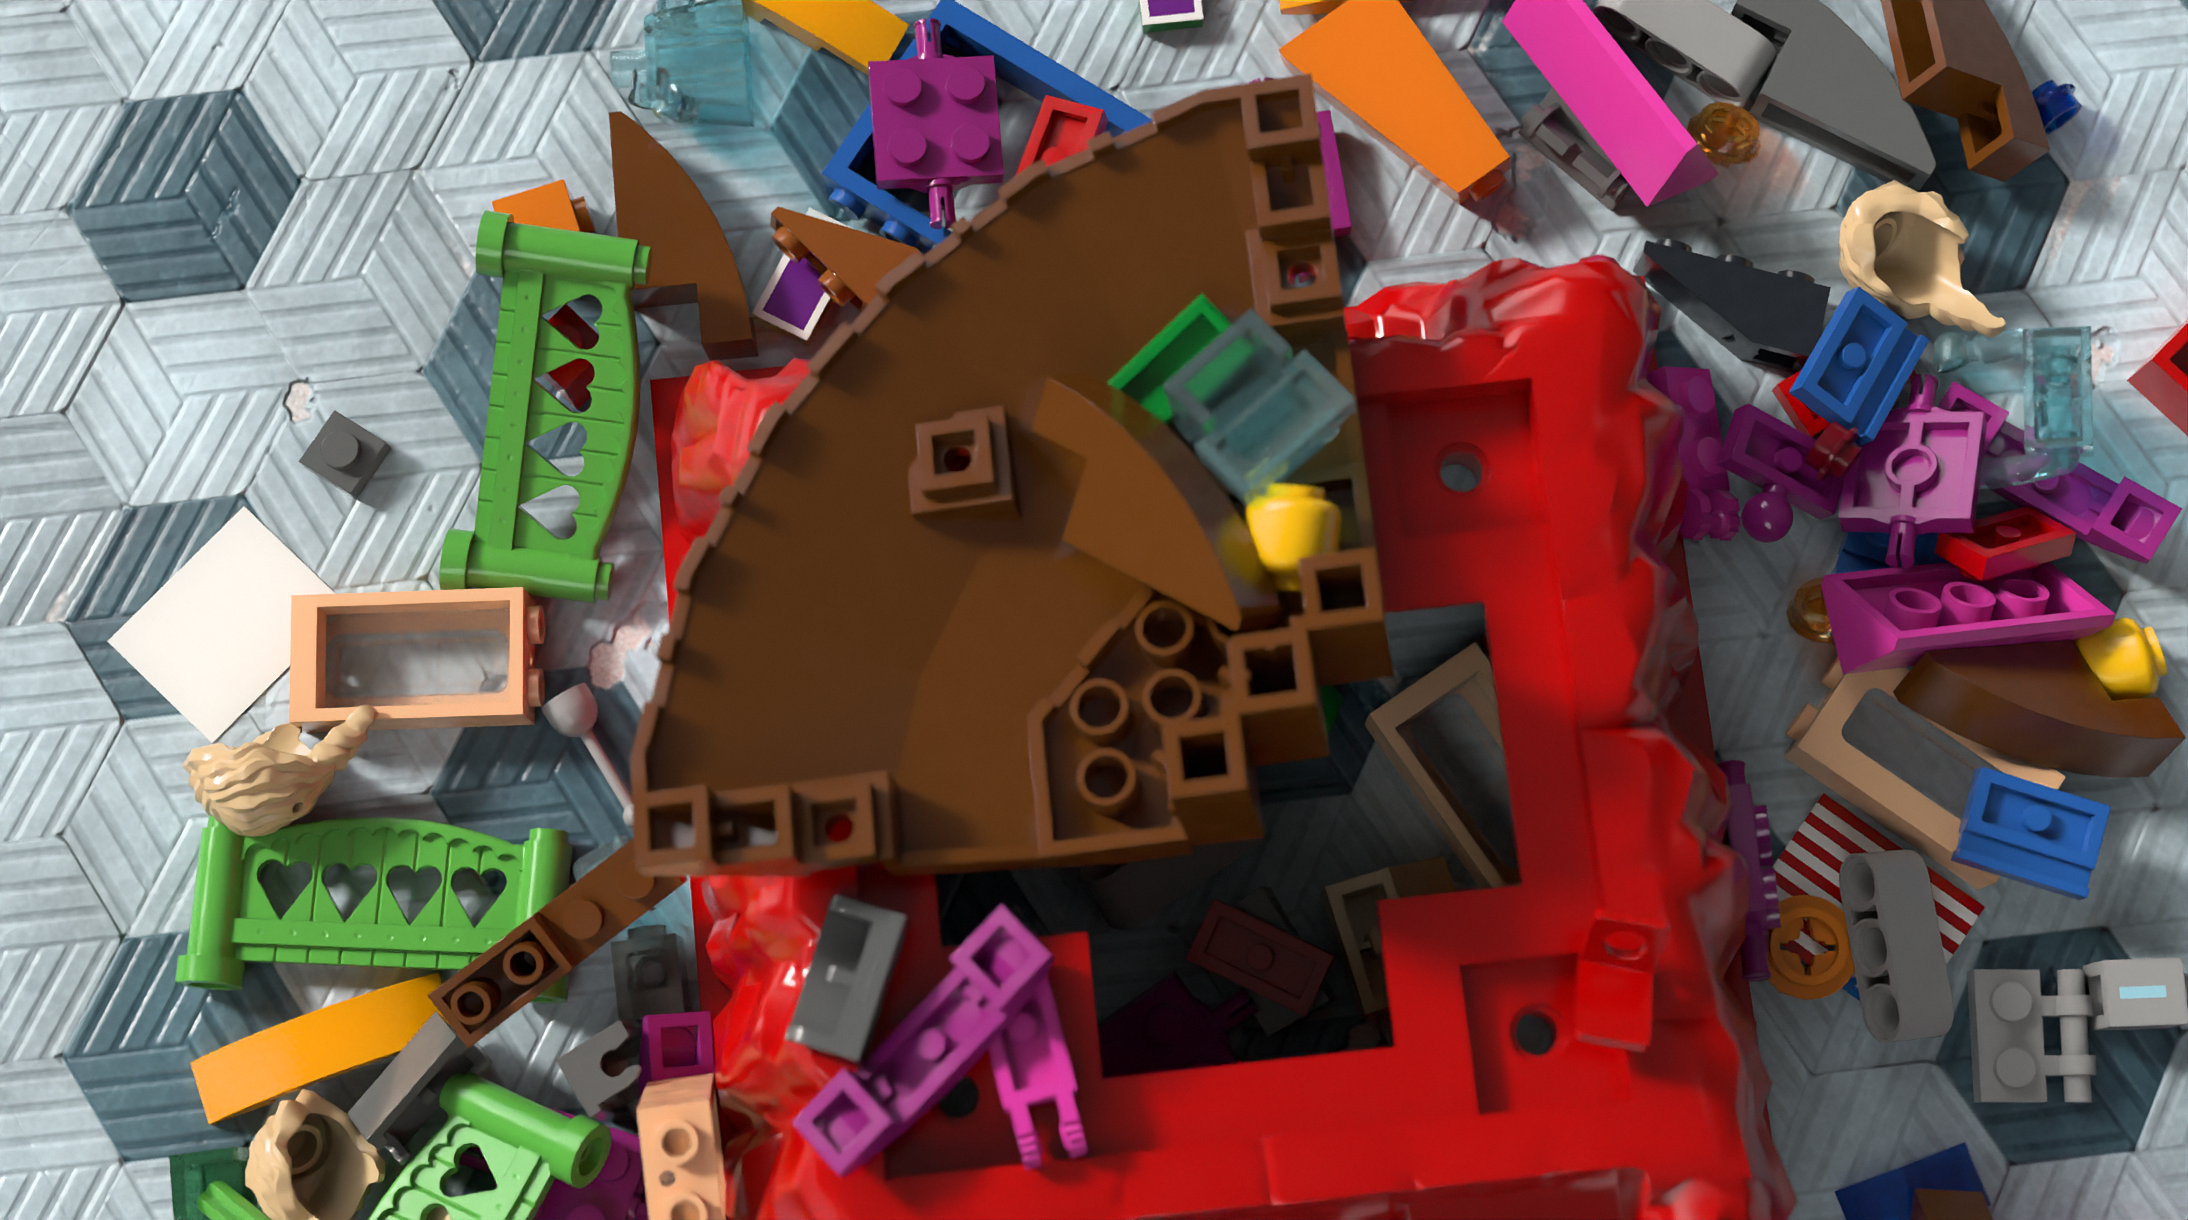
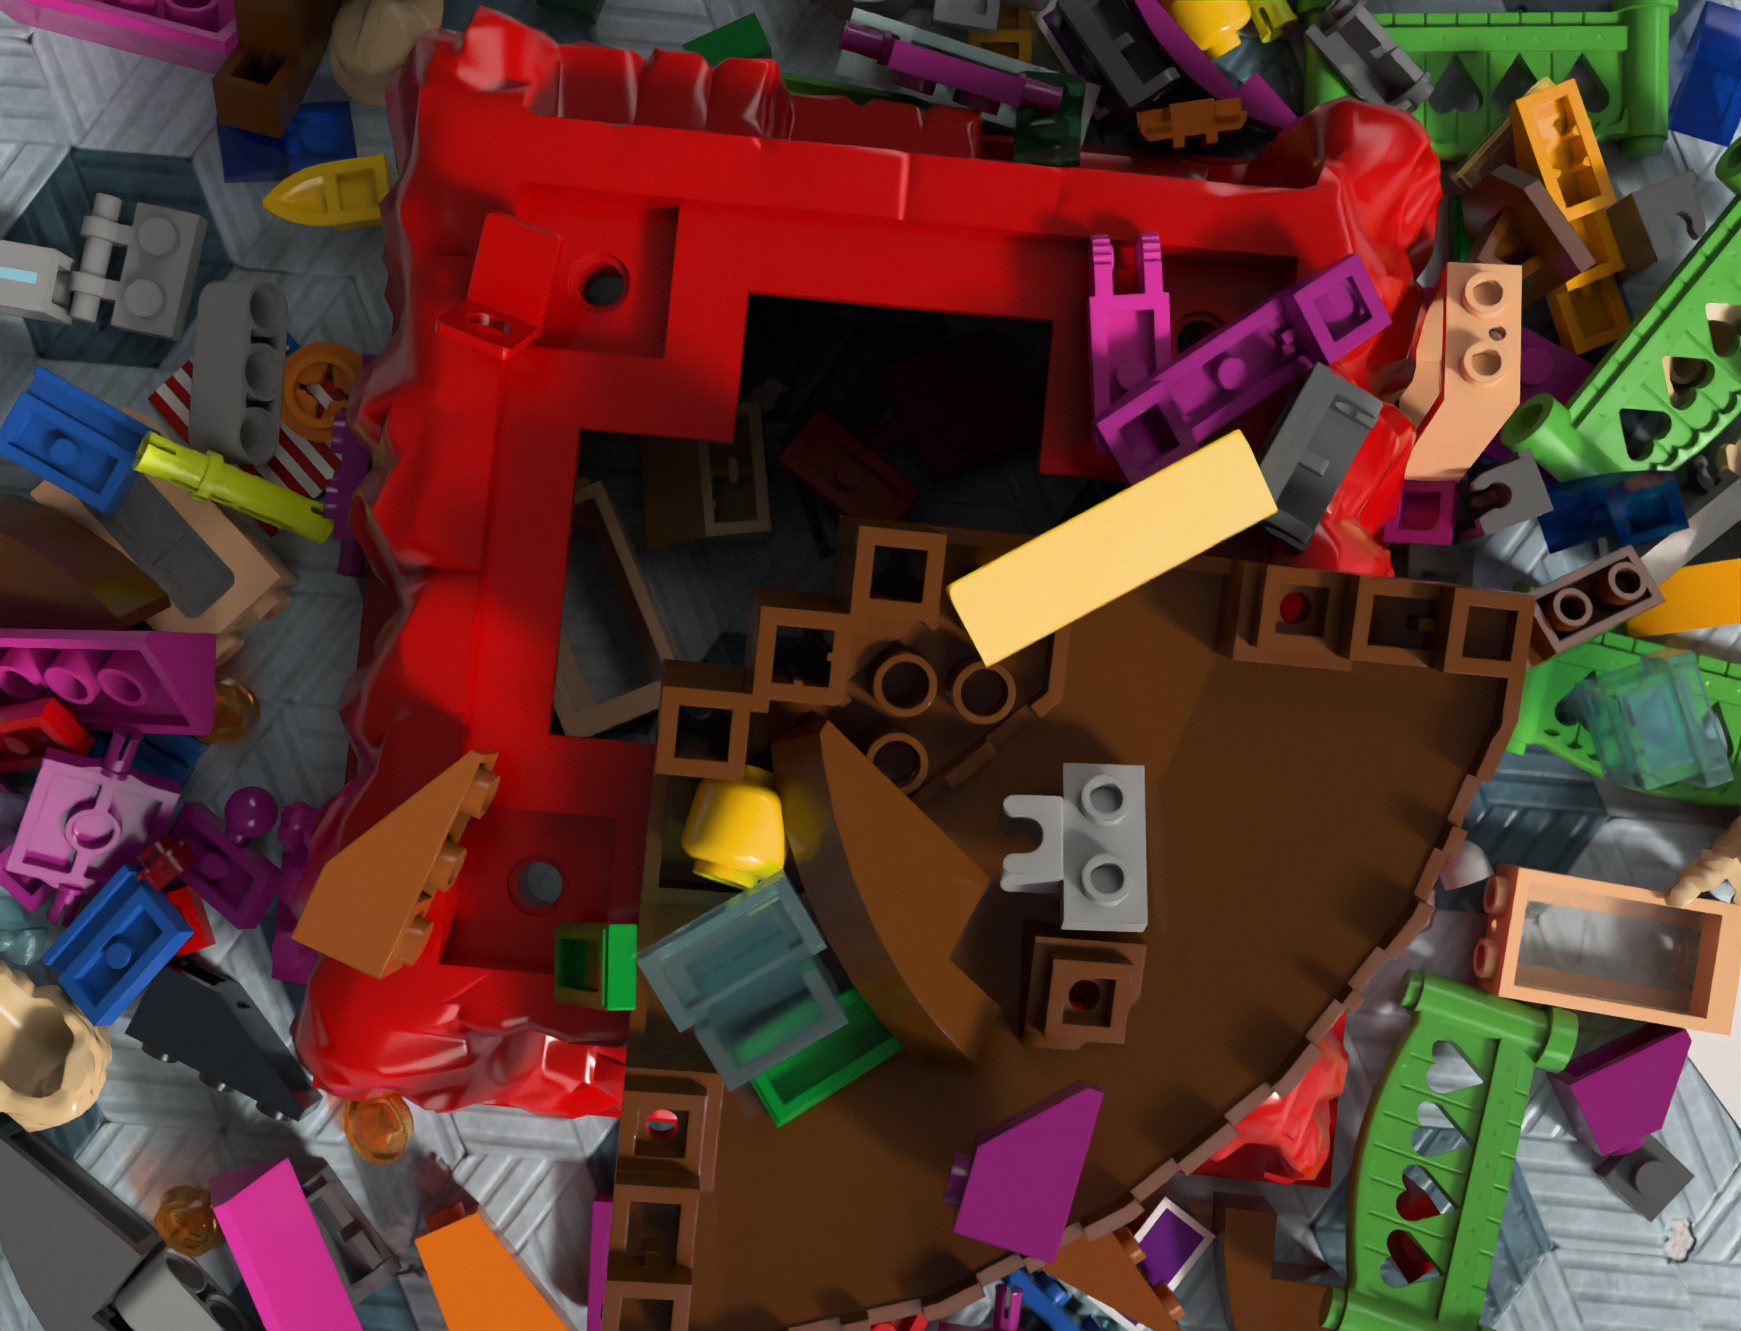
camera: 170 degrees left, 10 degrees up
(383, 528) = (1622, 1087): none -> magenta slope
(413, 878) = (1654, 723): none -> clear light blue plate
(479, 1089) = (1627, 503): none -> clear blue slope
(983, 585) = (1086, 846): none -> light grey plate
(987, 292) = (1025, 1174): none -> magenta slope
(1013, 846) = (1112, 548): none -> yellow slope
(1391, 397) = (595, 965): none -> green tile
(1567, 242) = (378, 1128): none -> clear orange hat
(1597, 425) = (379, 888): none -> dark orange slope
(1846, 1150) = (334, 194): none -> yellow plate
(1889, 824) = (214, 479): none -> neon yellow pin

